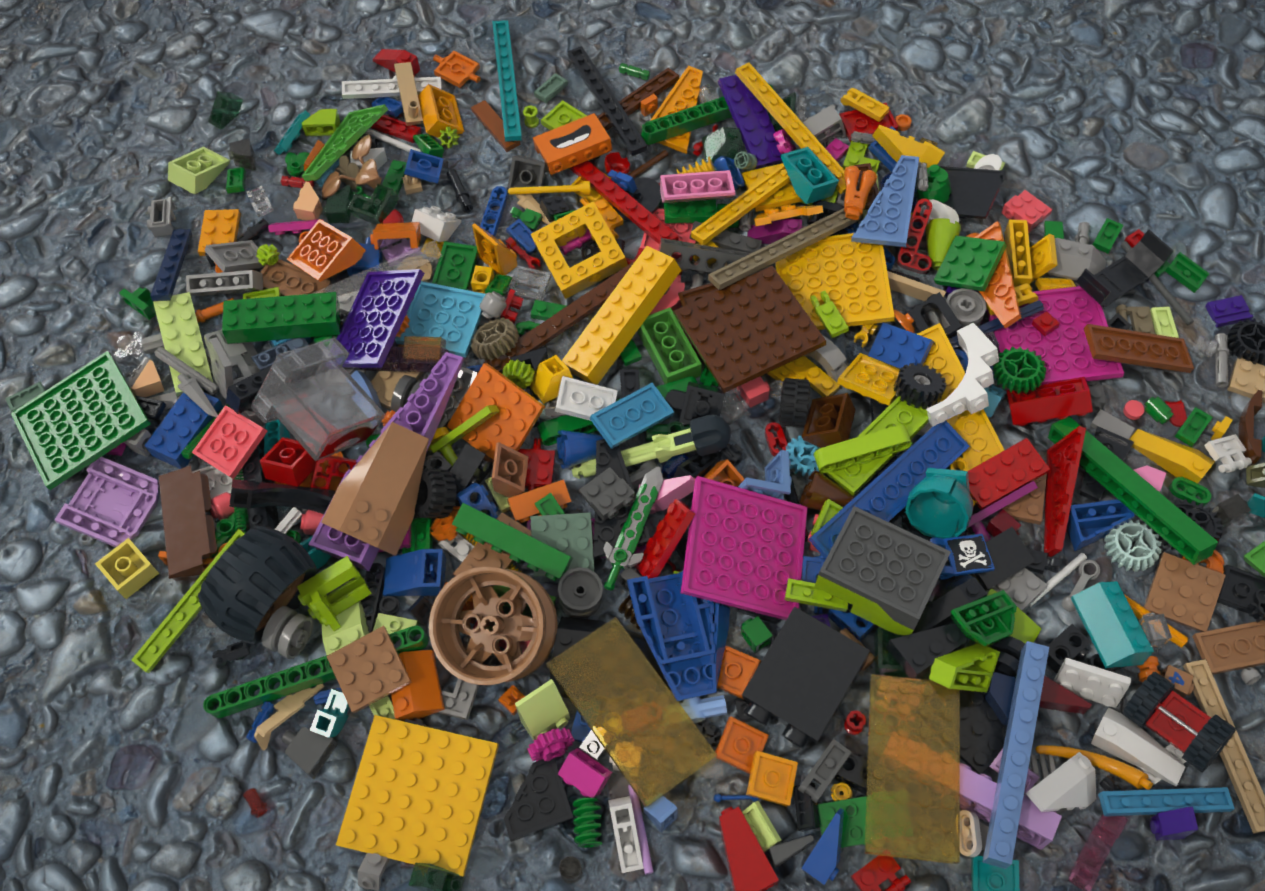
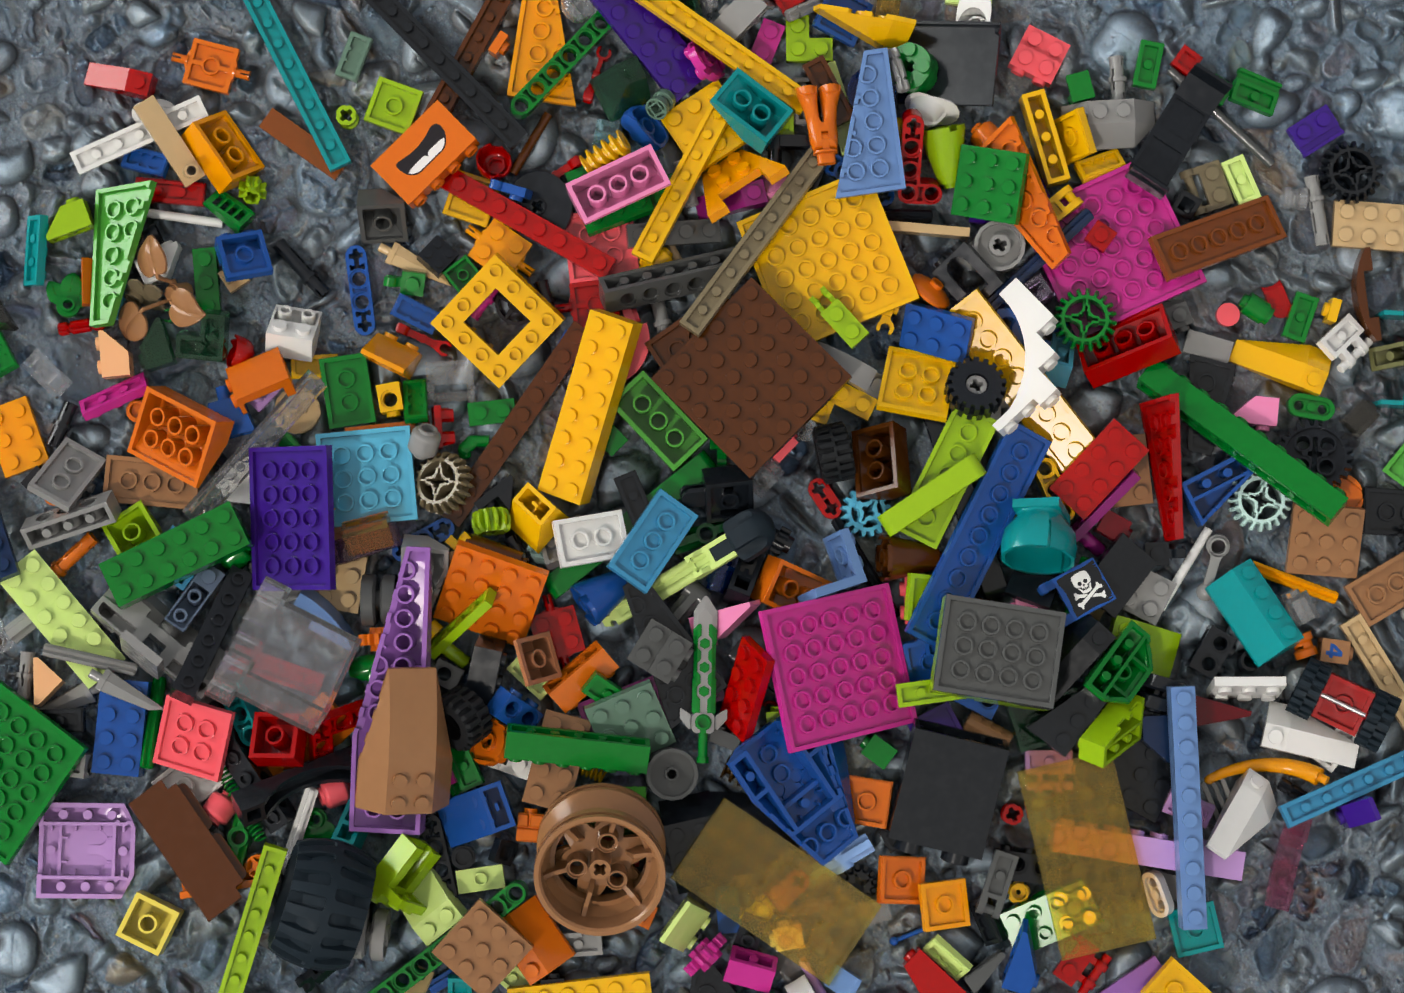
camera: 25 degrees left, 25 degrees up
(267, 254) = (105, 461): lime gear -> none
(582, 188) = (464, 216): yellow piece -> none

